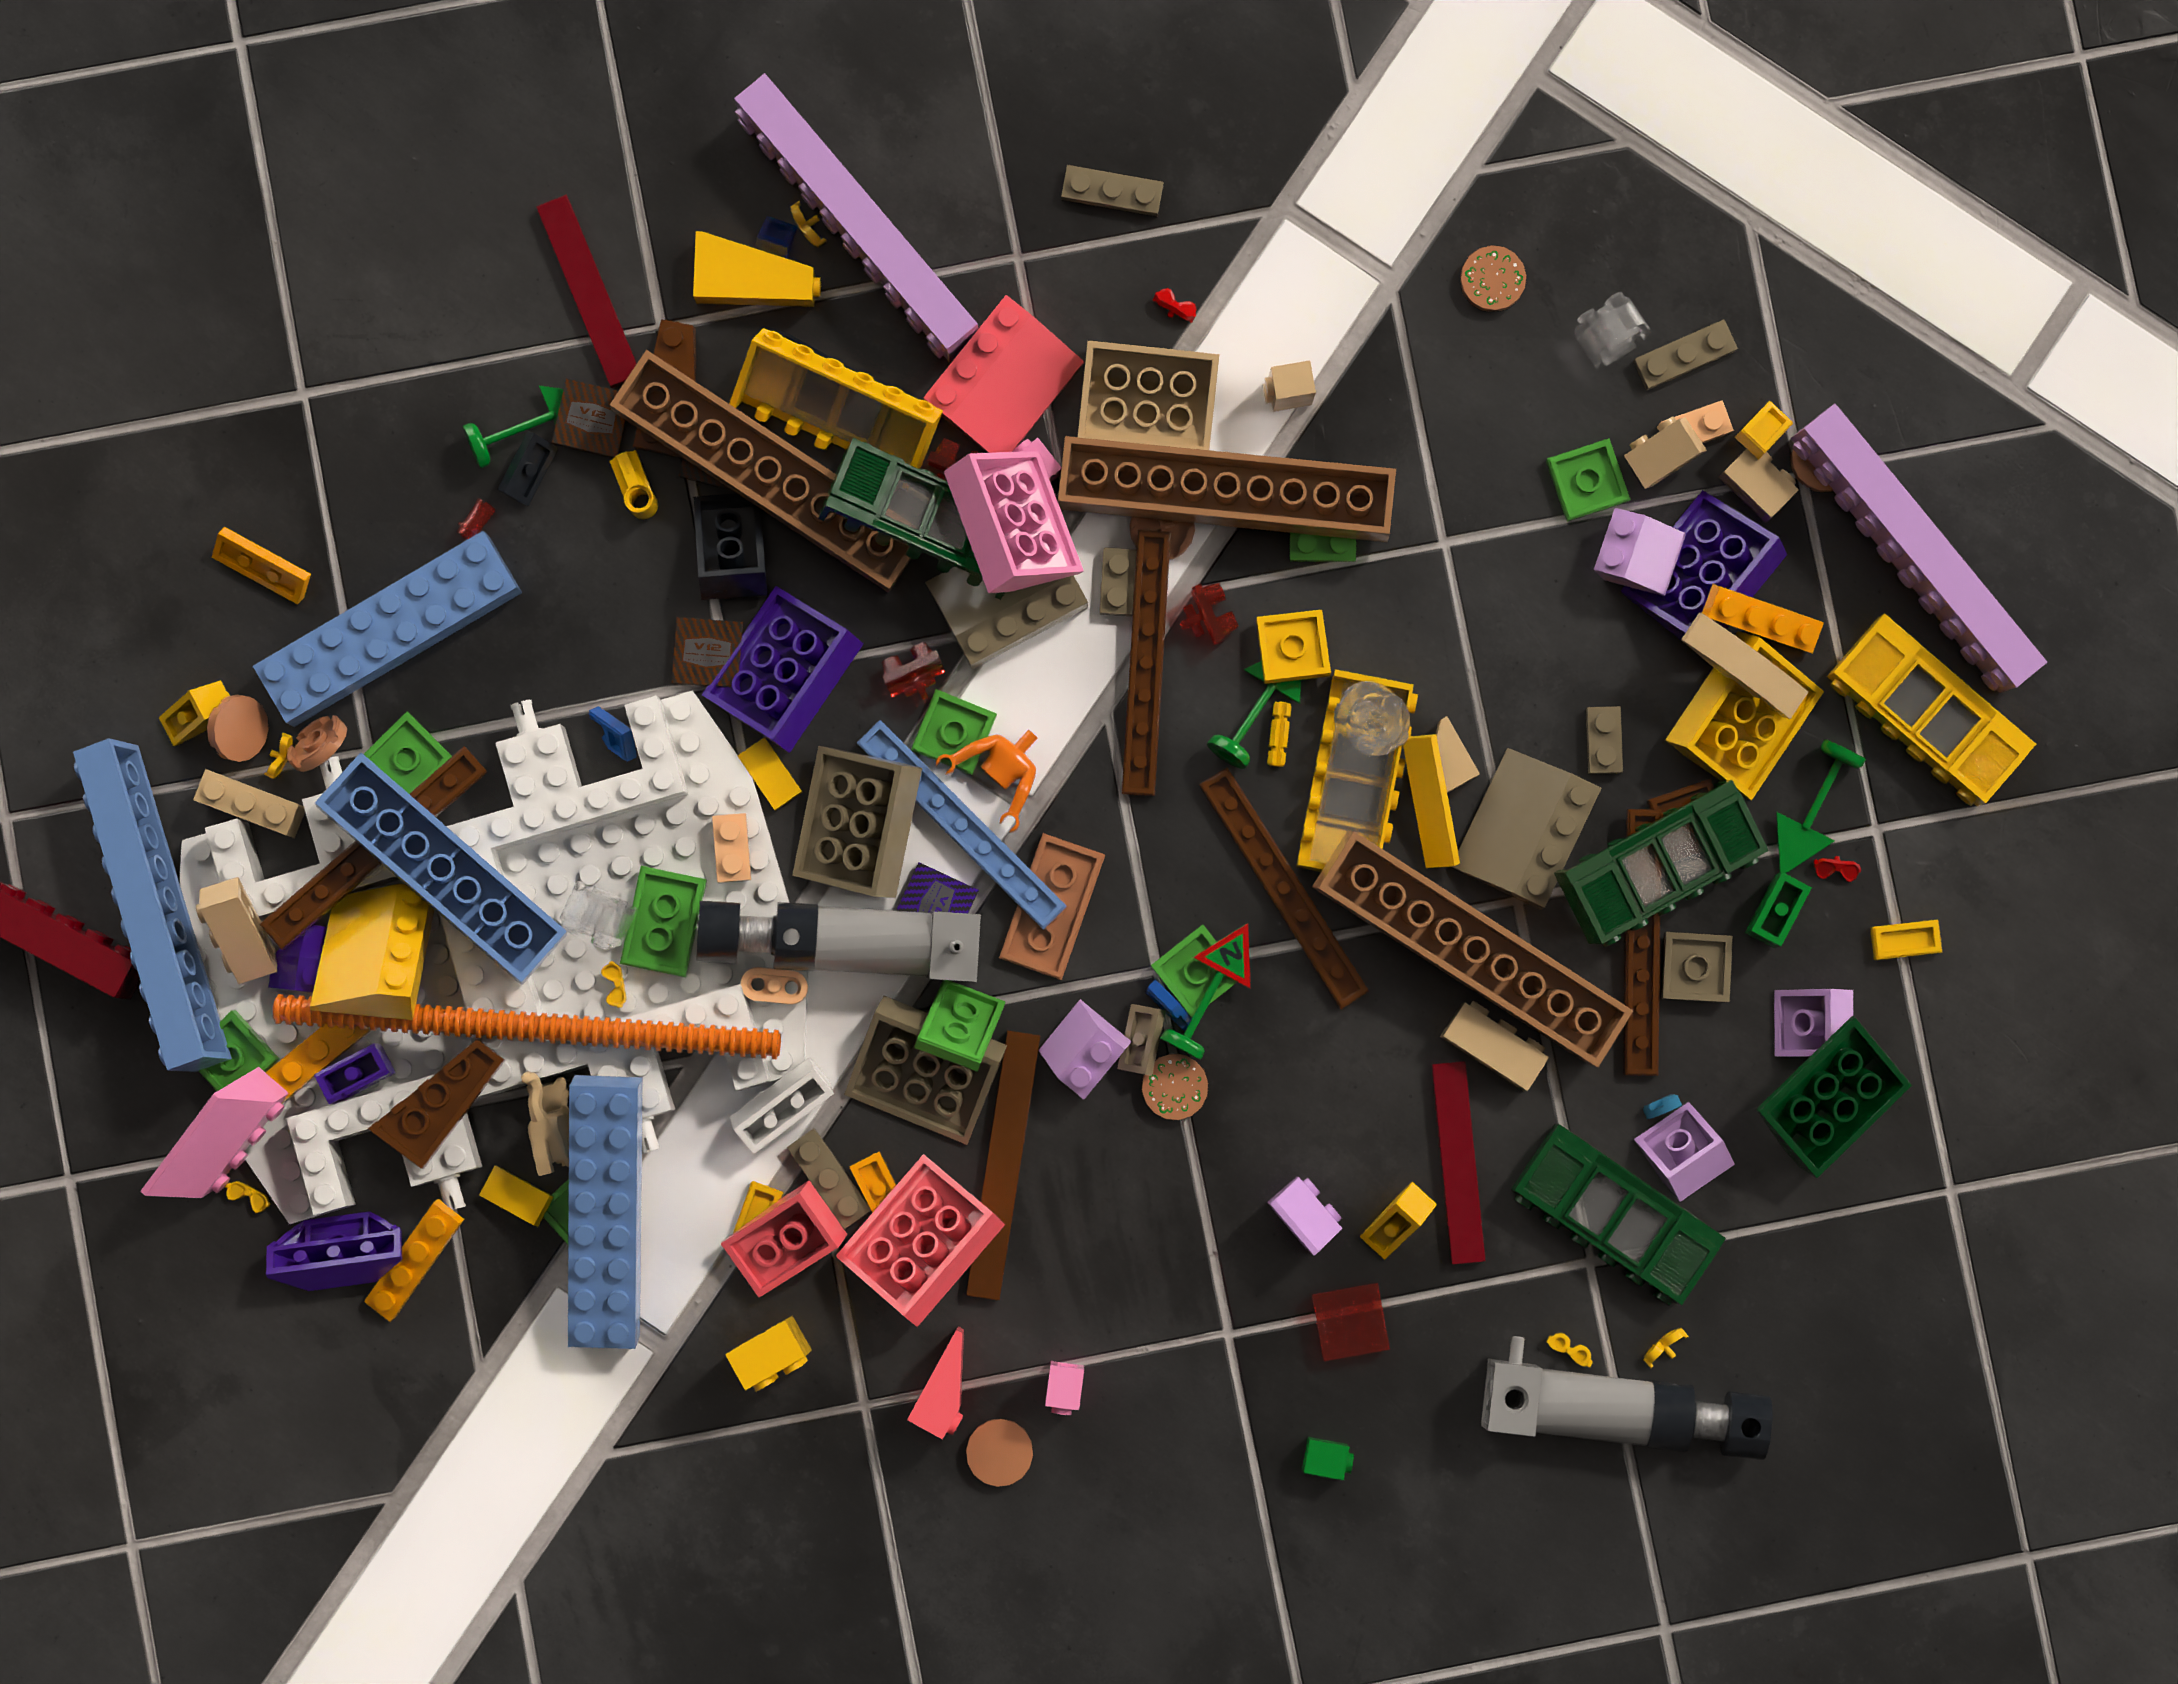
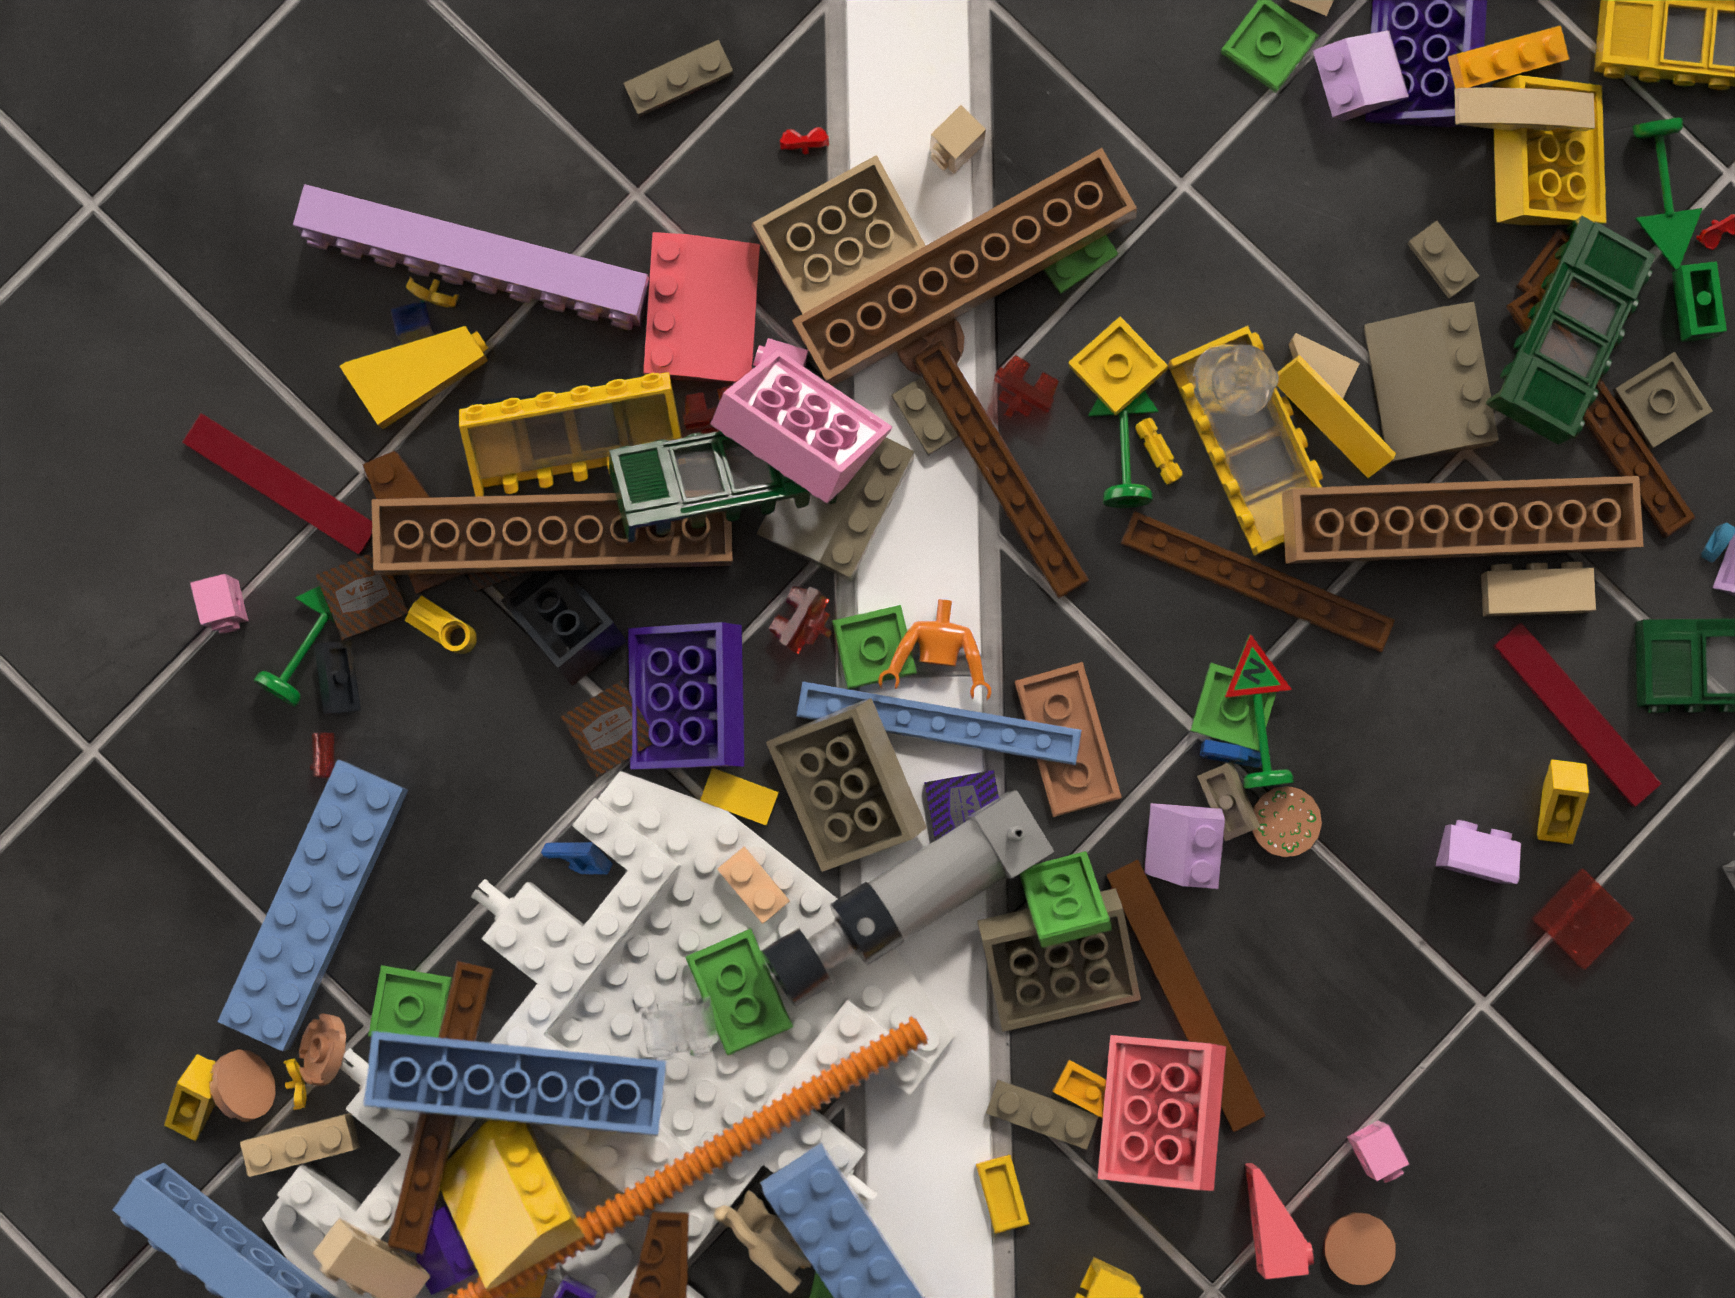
camera: 30 degrees left, 0 degrees up
(261, 565) = (161, 927): light orange plate -> none
(477, 349) = (219, 603): none -> bright pink brick
(613, 973) = (745, 1085): yellow piece -> none
(774, 987) = (875, 977): light nougat plate -> none
(781, 1105) = (956, 1080): white brick -> none
(784, 1239) = (1042, 1195): coral slope -> none
(1327, 1458) = (1647, 1052): green brick -> none

